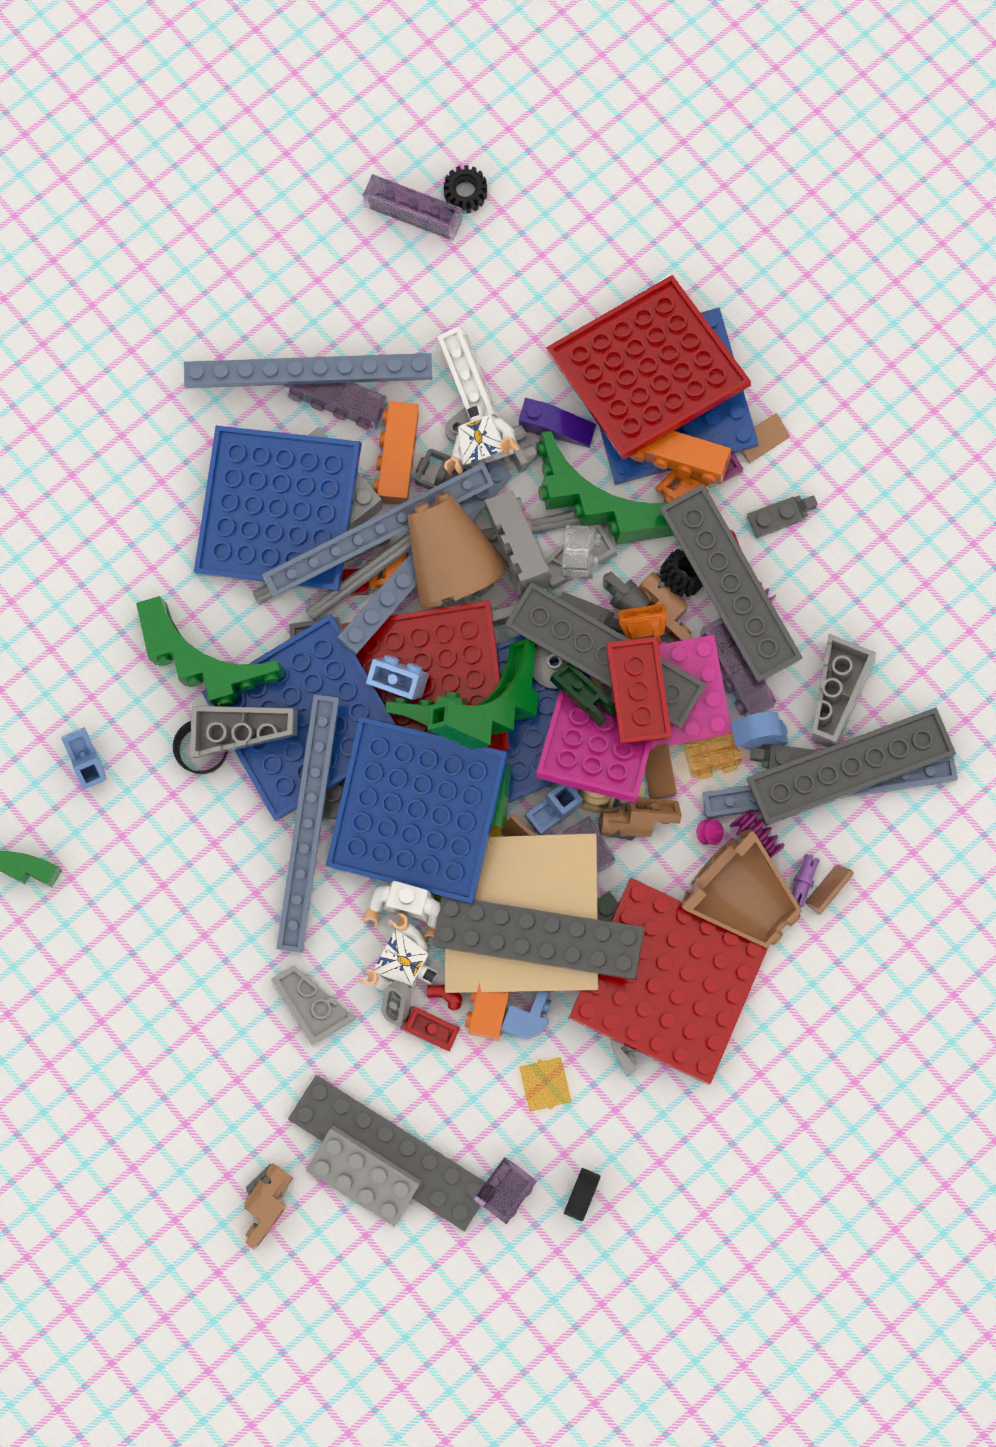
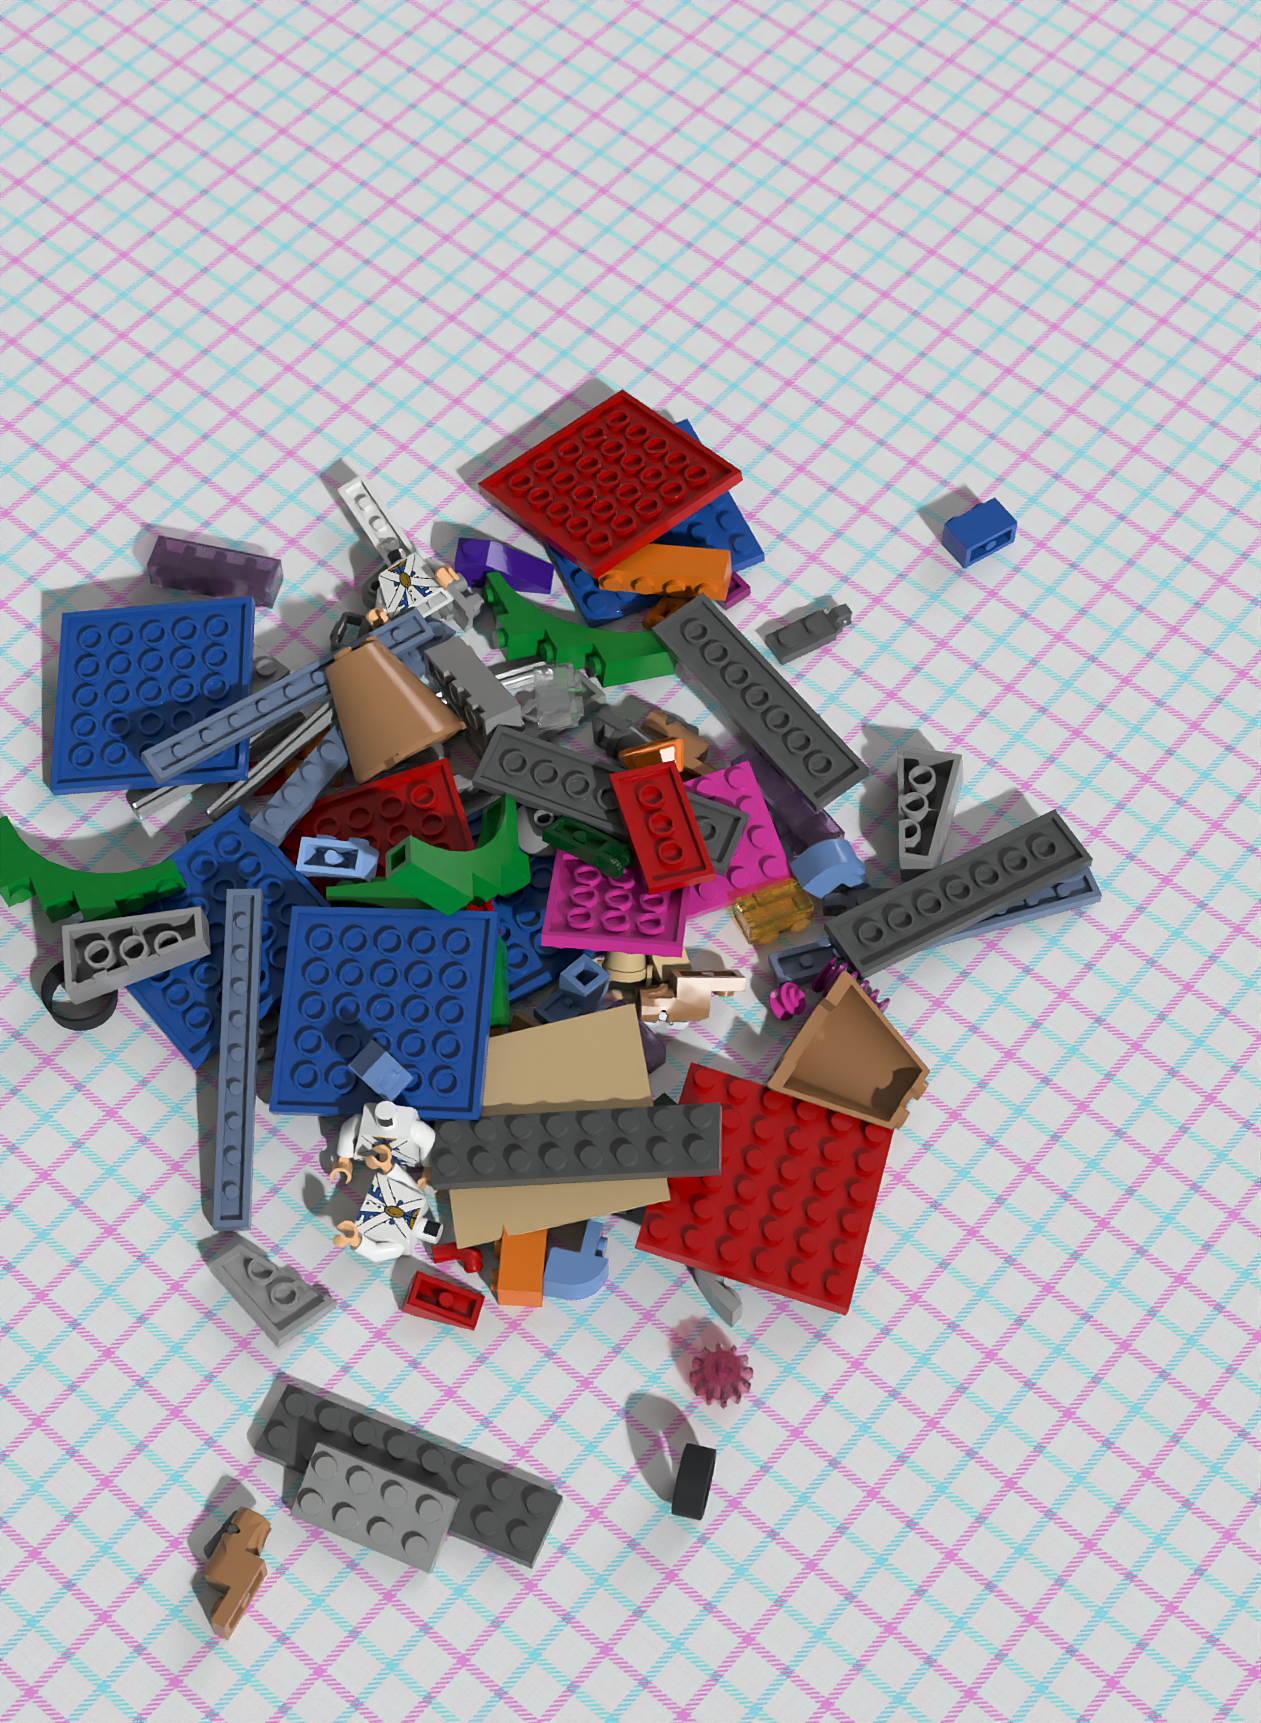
camera: 10 degrees left, 20 degrees down
(308, 370) = (175, 542): sand blue plate -> none
(396, 1002) = (390, 1261): light grey plate -> none
(398, 452) = (302, 615): orange brick -> none
(407, 861) = (380, 1071): none -> medium blue brick
(412, 207) = (287, 362): clear purple brick -> none
(465, 175) = (350, 329): black tyre -> none
(505, 1190) = (583, 1495): clear purple brick -> none
(545, 1084) = (616, 1353): clear yellow piece -> none
(605, 1116) = (721, 1388): none -> clear pink gear
(660, 773) = (707, 940): medium nougat slope -> none
(675, 578) = (693, 707): black tyre -> none
(769, 435) = (778, 550): medium nougat slope -> none
(804, 879) = (925, 1041): medium lavender pin -> none
(829, 888) = (962, 1050): medium nougat slope -> none
(929, 443) = (979, 532): none -> blue brick

